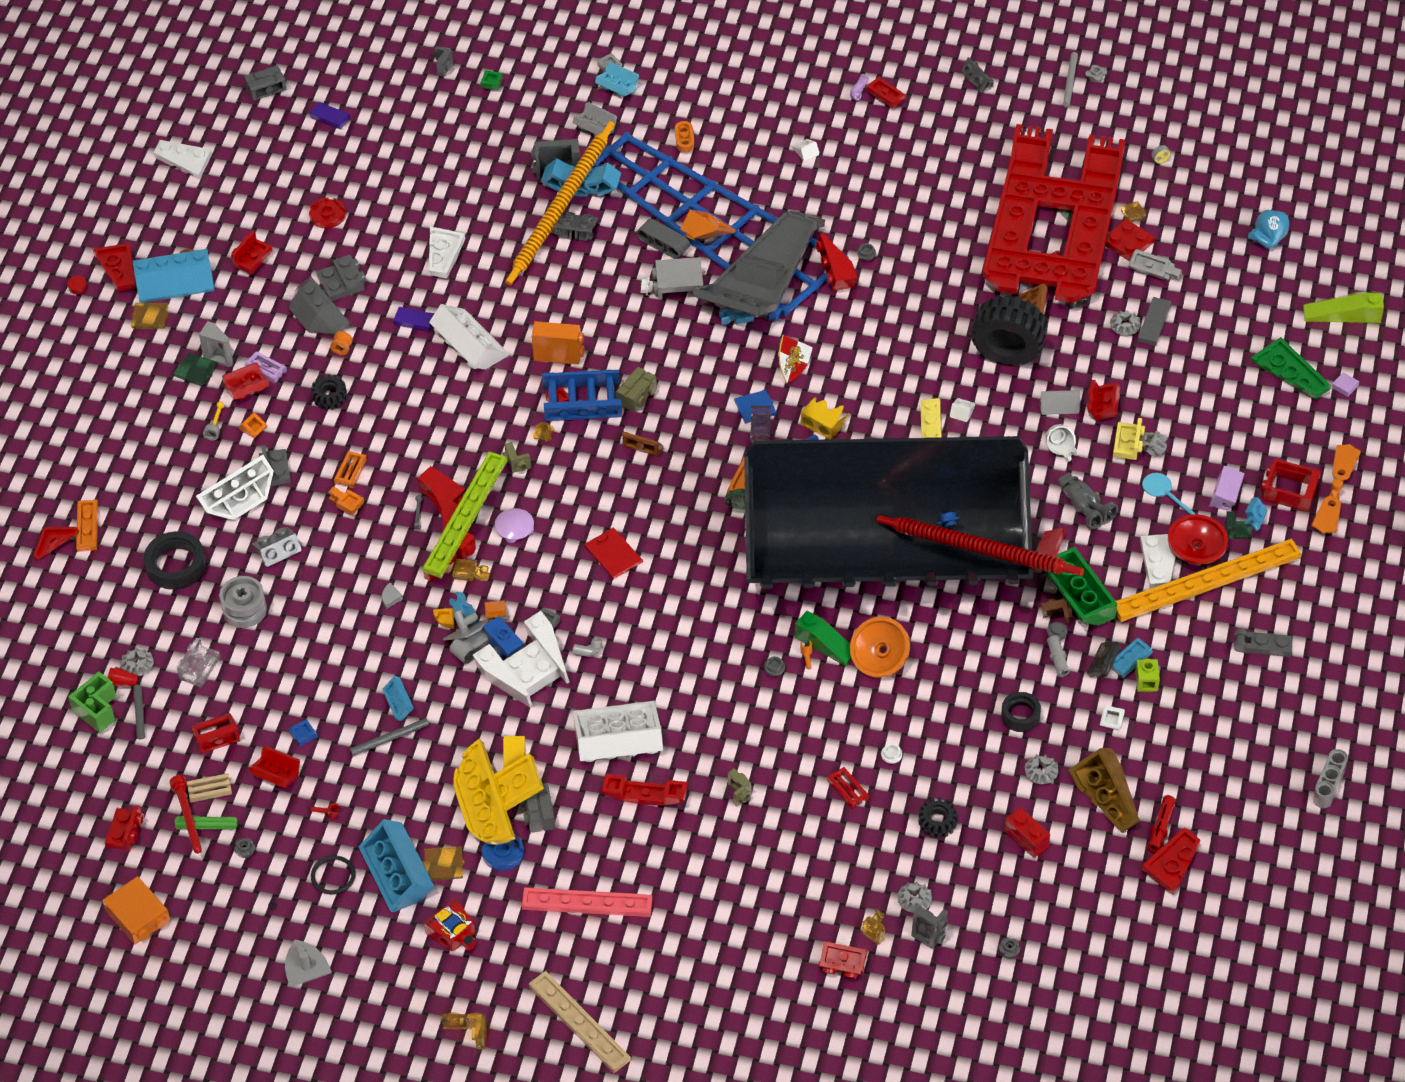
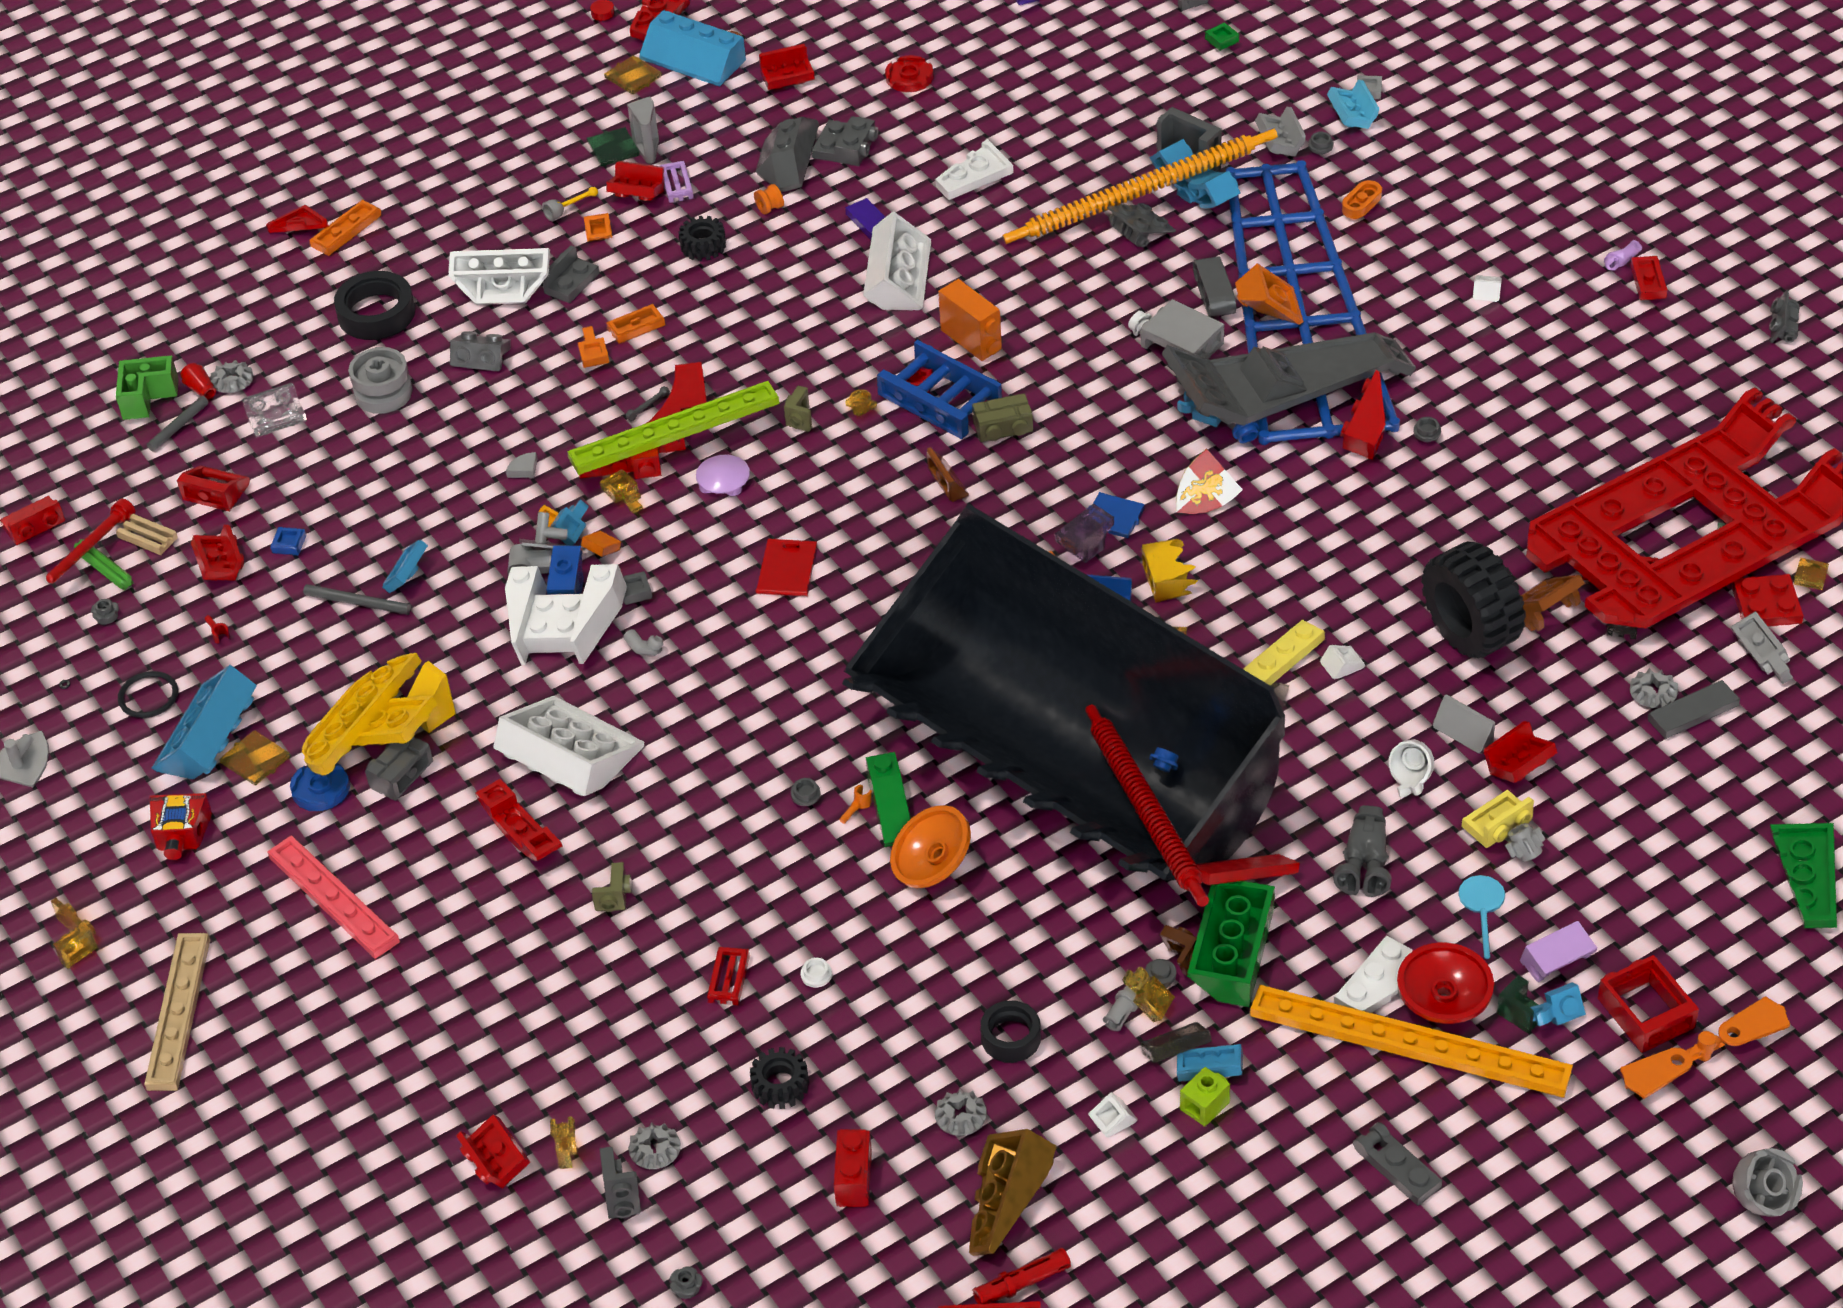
camera: 45 degrees right, 5 degrees down
(623, 115) = (1320, 143): none -> dark grey plate
(1069, 644) = (1151, 995): none -> clear yellow plate

